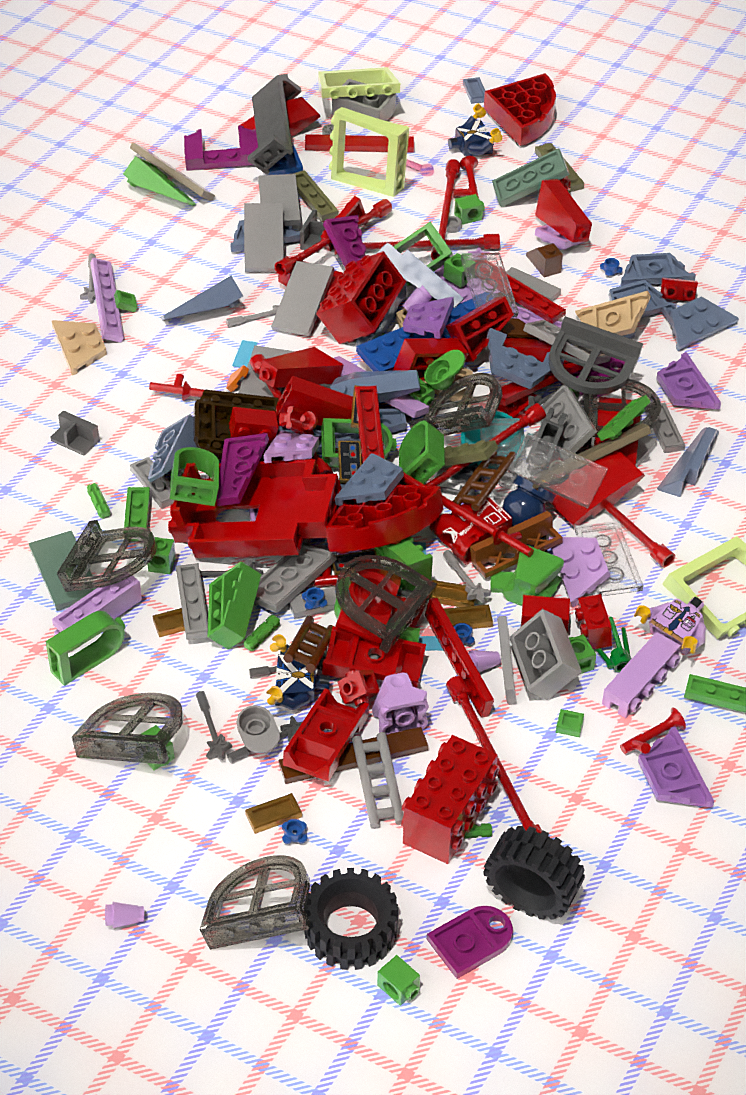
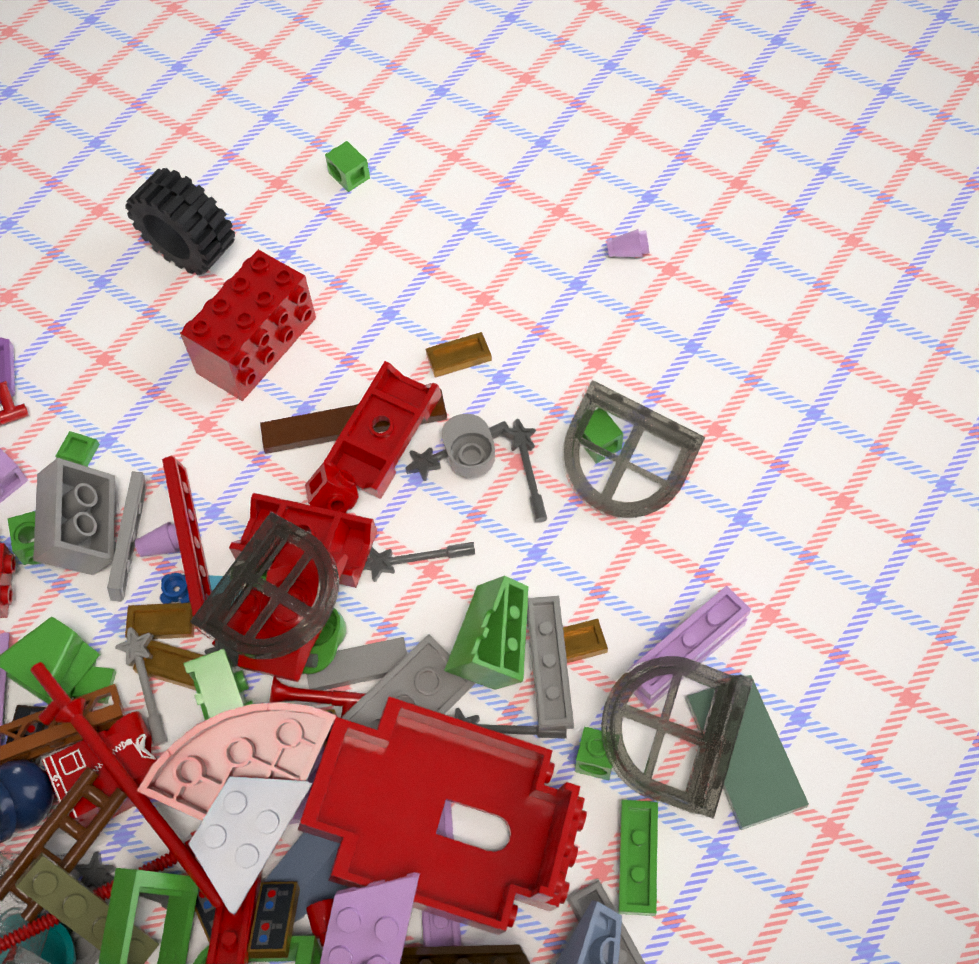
camera: 170 degrees left, 15 degrees up
(70, 668) = (699, 576): bright green window -> none
(98, 500) = (704, 900): bright green axle -> none
(183, 487) = (538, 808): bright green window -> none
(238, 465) = (462, 896): magenta wing -> none
(258, 921) = (490, 200): clear smoke window -> none
(261, 632) = (450, 612): bright green axle -> none
(294, 684) = (415, 511): torso -> none
(294, 825) = (434, 321): blue plate -> none
(299, 644) = (371, 567): reddish brown bar -> none
(314, 598) = (368, 640): blue plate -> none
(354, 891) = (386, 192): black tyre -> none
(385, 767) = (317, 367): light grey bar -> none
(400, 705) = (283, 456): lavender piece -> none
(459, 692) = (201, 494): red hose -> none
(470, 939) = (266, 209): magenta tile -> none
(533, 604) = (45, 594): red brick -> none

